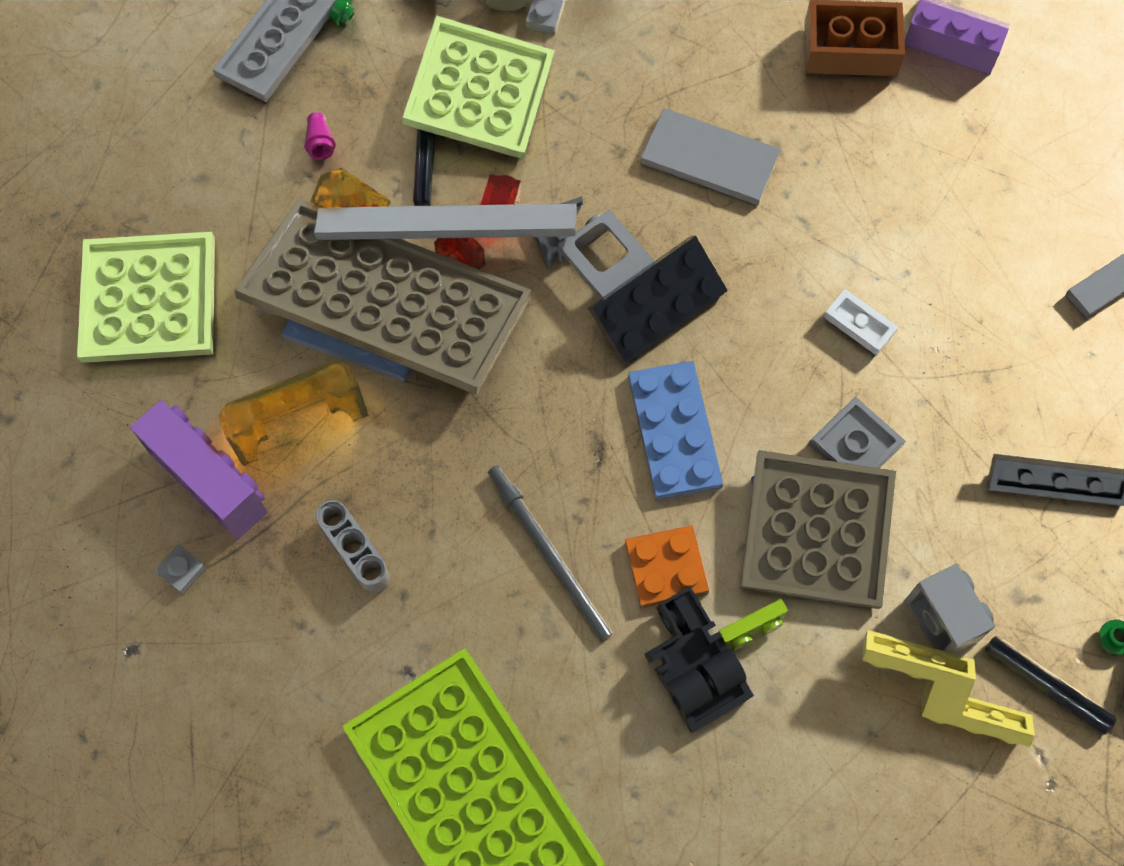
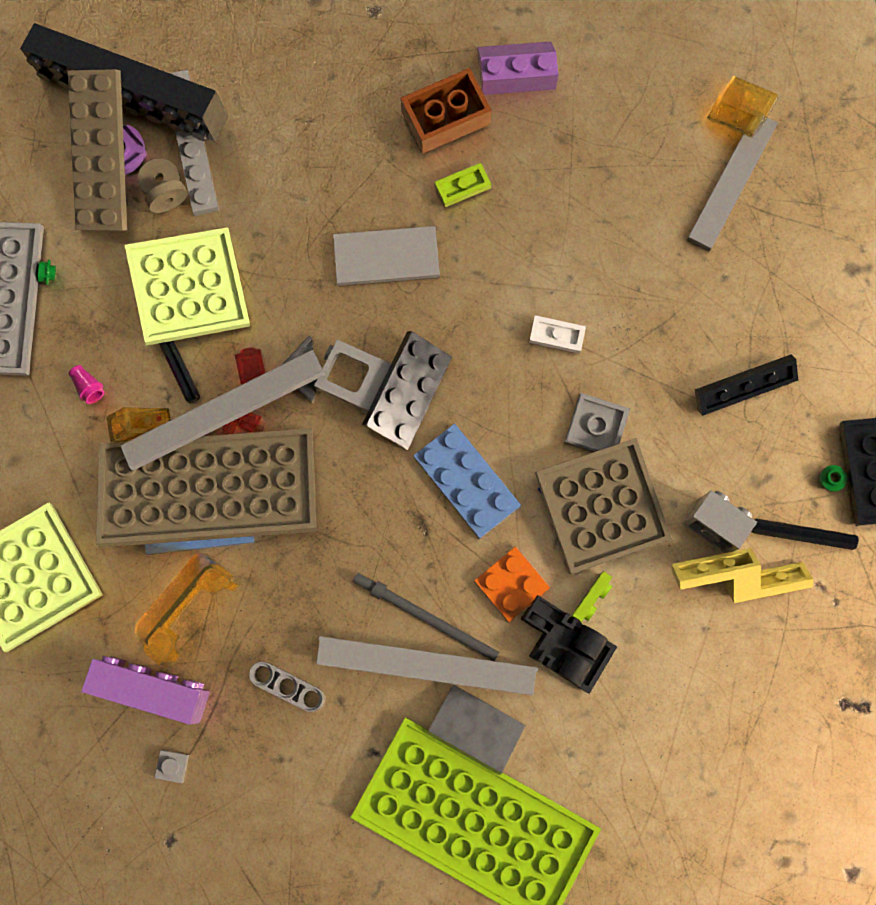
camera: 30 degrees left, 10 degrees up
(522, 605) = (426, 665): none -> light grey tile
(538, 704) = (476, 729): none -> flat silver tile
(833, 121) = (462, 185): none -> lime plate

